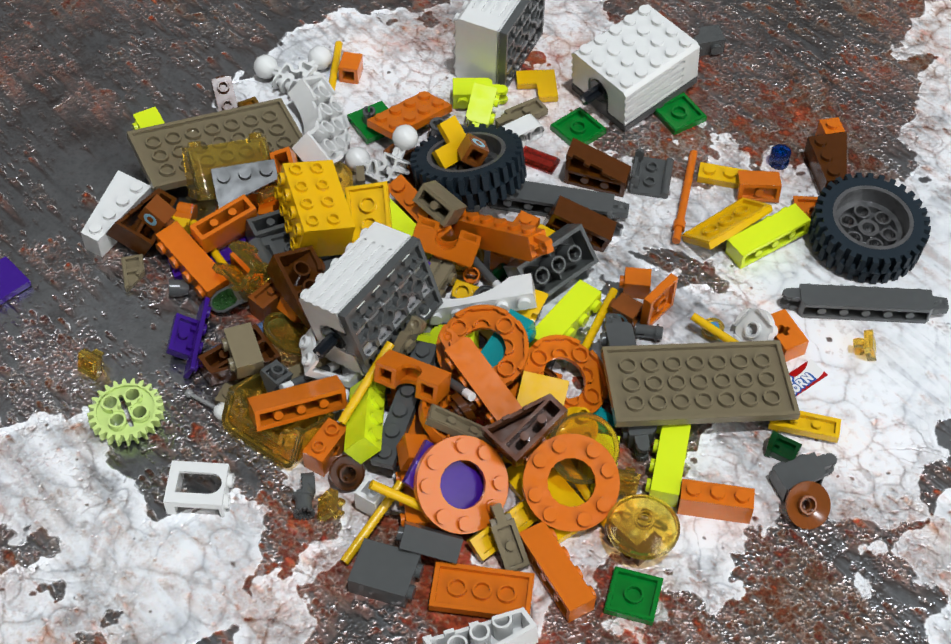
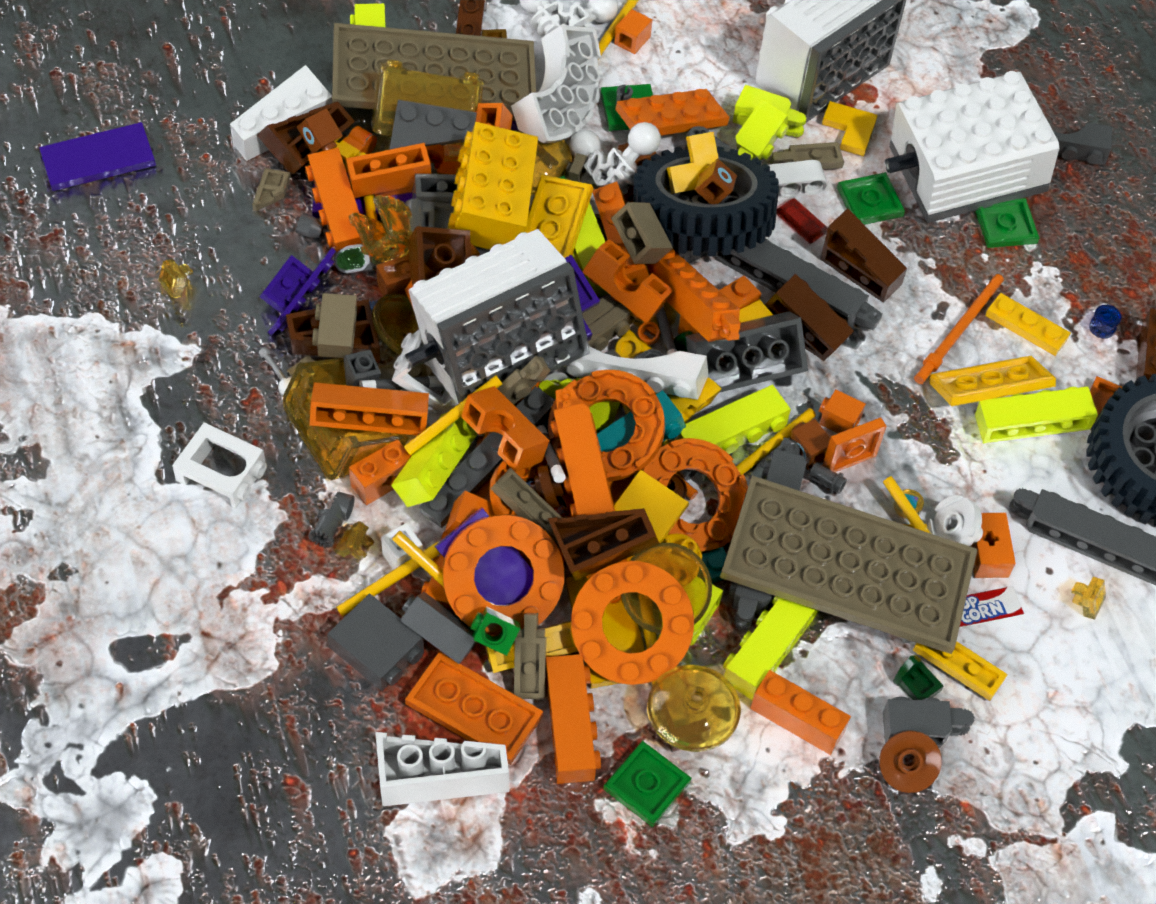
camera: 20 degrees right, 5 degrees up
(145, 403) = (166, 341): yellowish green gear -> none
(346, 473) = (388, 511): reddish brown plate -> none
(485, 527) = (501, 643): none -> green brick
(628, 481) = (706, 647): clear yellow tile -> none
(651, 176) = (930, 288): dark grey piece -> none
(759, 185) = (1058, 348): orange panel -> none

